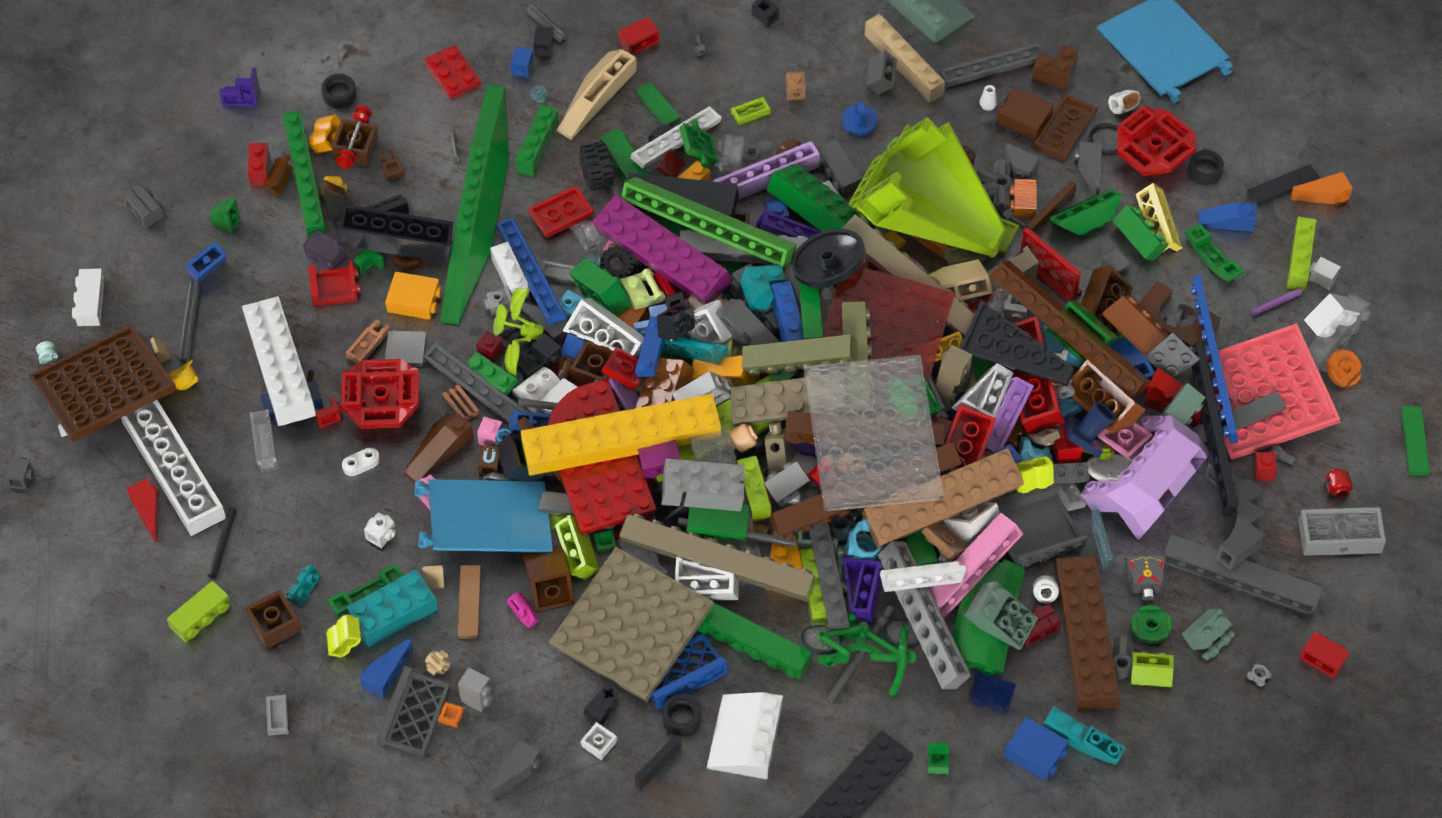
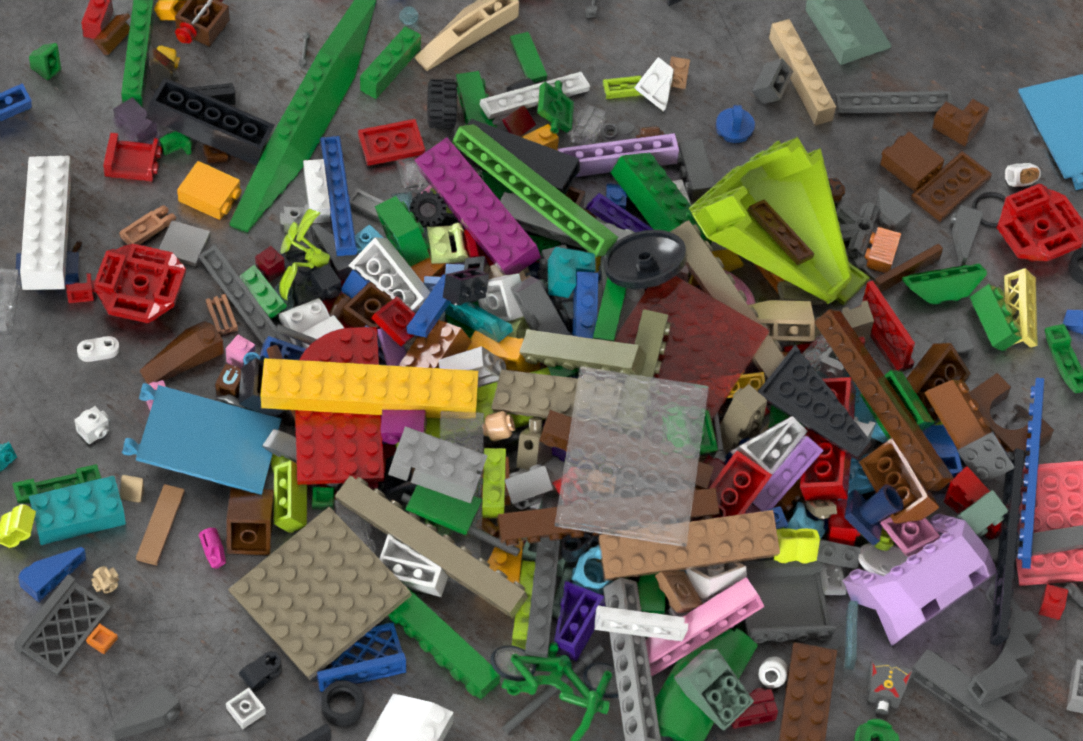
camera: 10 degrees right, 0 degrees up
(391, 167) = (232, 52): reddish brown plate -> none
(475, 690) = (133, 619): light grey brick -> none
(780, 100) = (657, 83): none -> white wing
(934, 205) = (780, 232): none -> reddish brown tile
(988, 99) = (878, 136): white cone -> none
(1065, 392) = (862, 465): light grey wheel -> none

